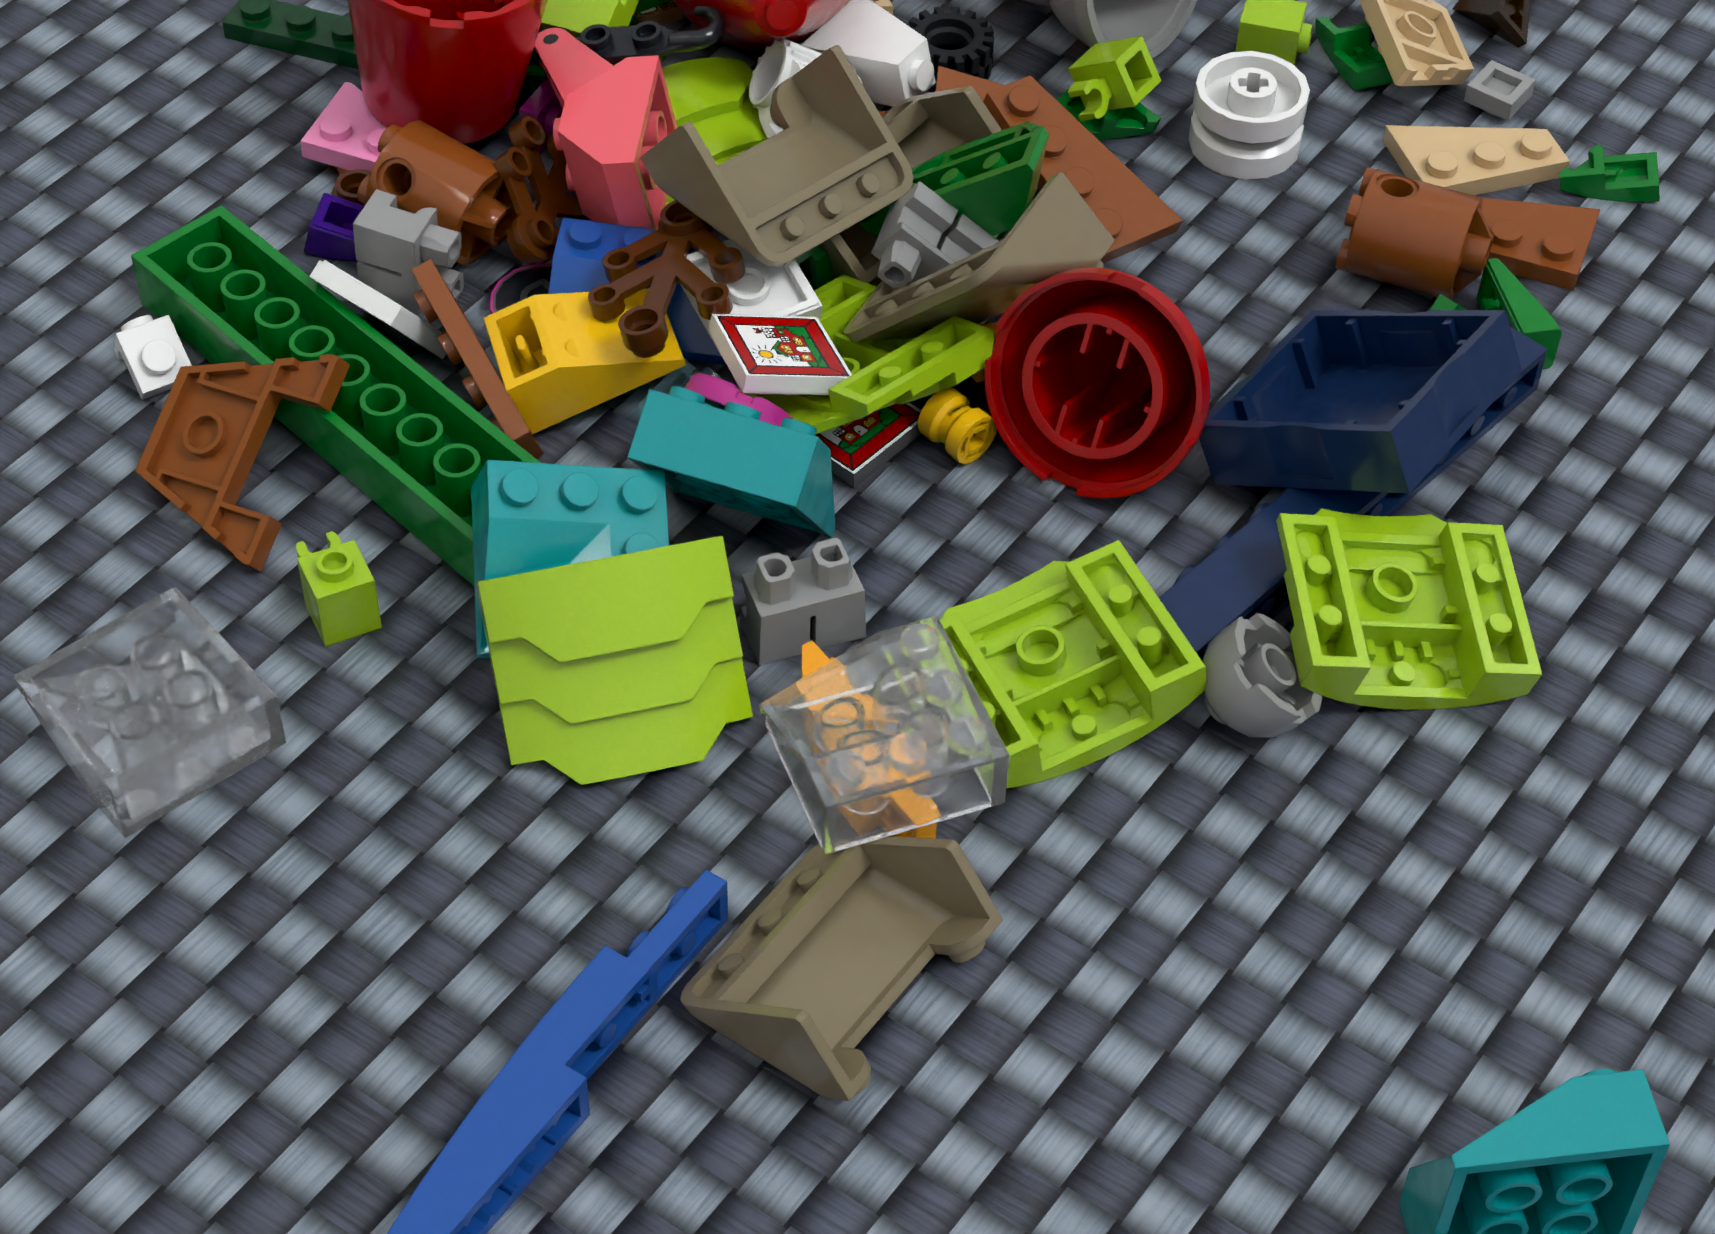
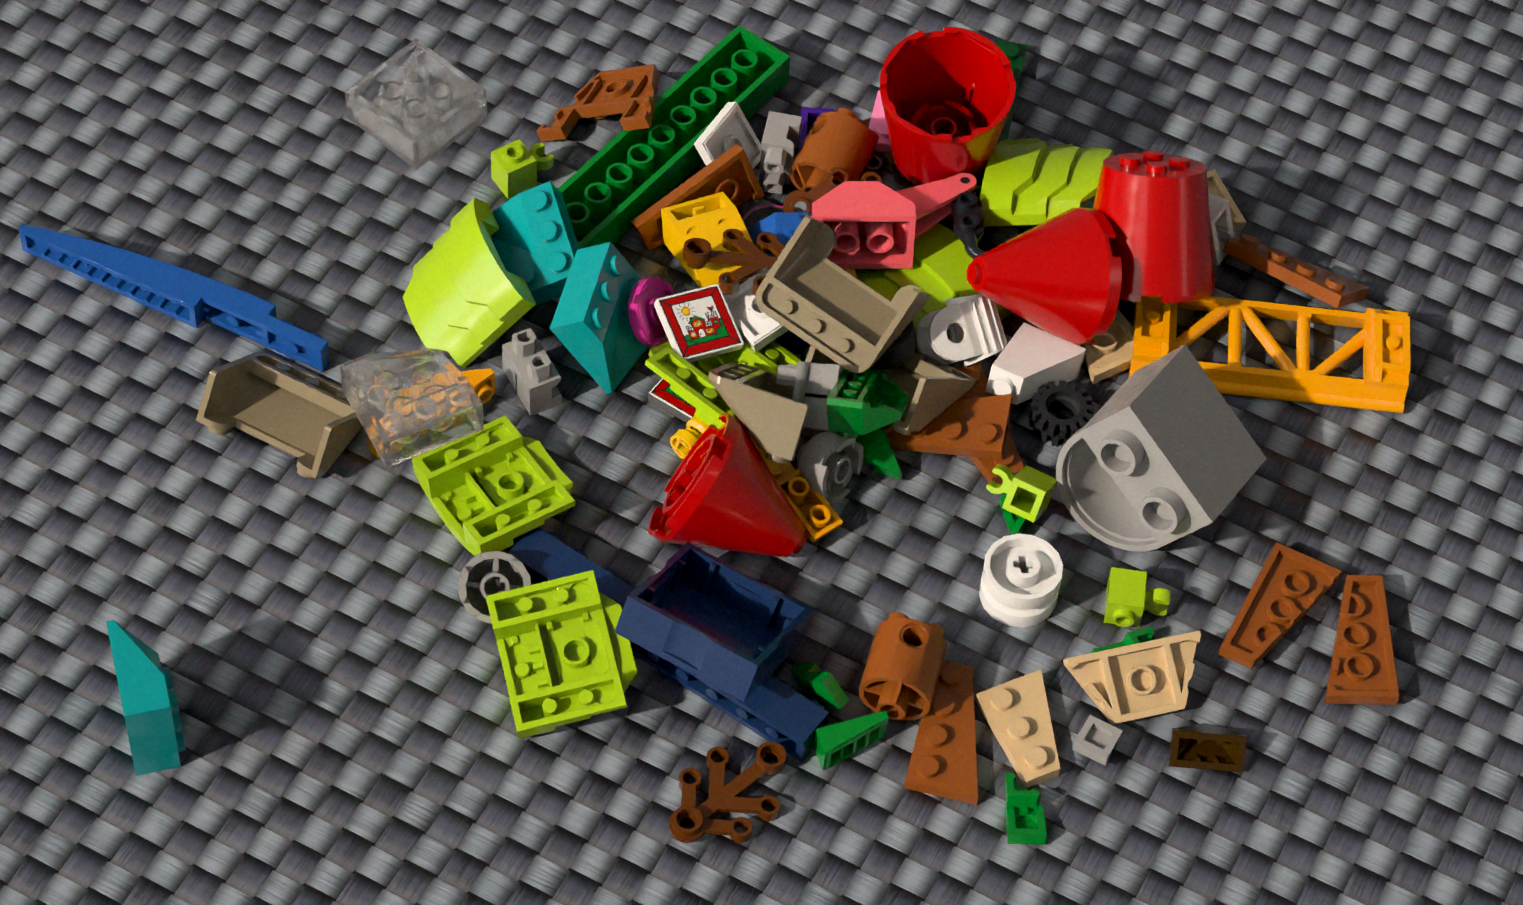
camera: 80 degrees right, 5 degrees up
(151, 353) = (685, 57): white bracket -> none
(1109, 188) = (921, 495): dark orange wing -> none
(1662, 507) = (726, 798): none -> reddish brown plant

